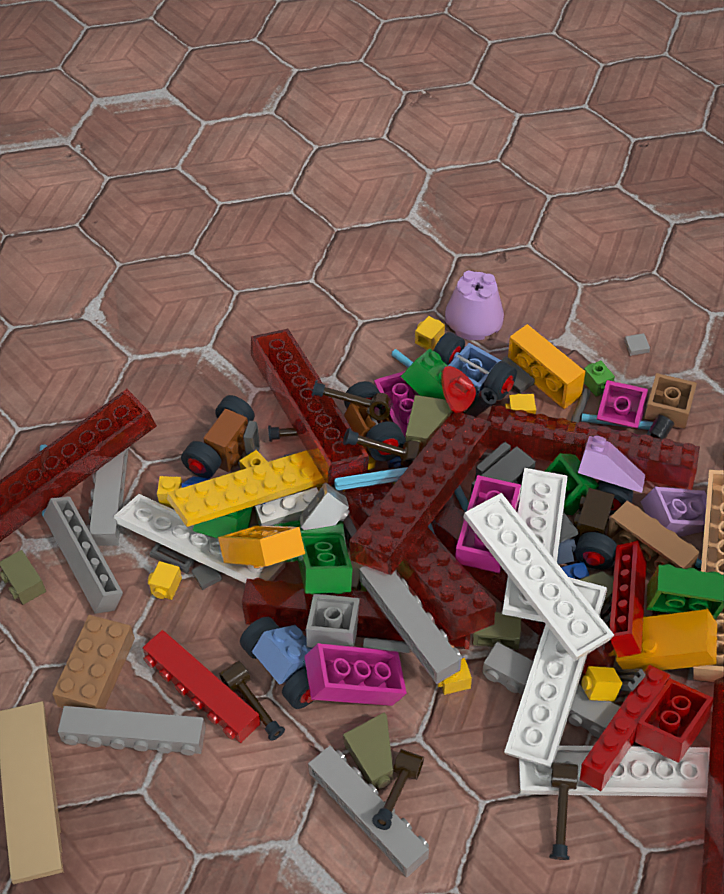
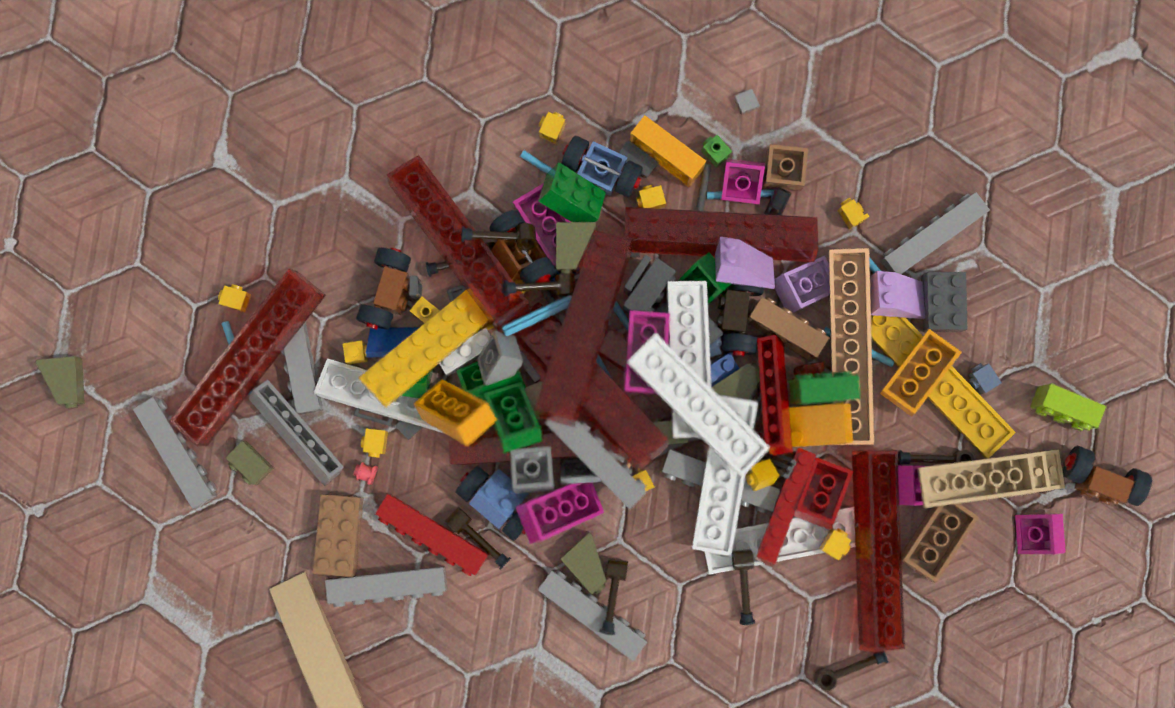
camera: 15 degrees left, 30 degrees up
(59, 423) = (234, 298): none -> yellow brick
(145, 609) = (365, 473): none -> coral brick
(457, 389) = (593, 206): red shield -> none
(475, 306) = (586, 102): lavender cone -> none
(482, 402) = (615, 203): black hinge -> none
(683, 779) = (836, 544): none -> yellow brick

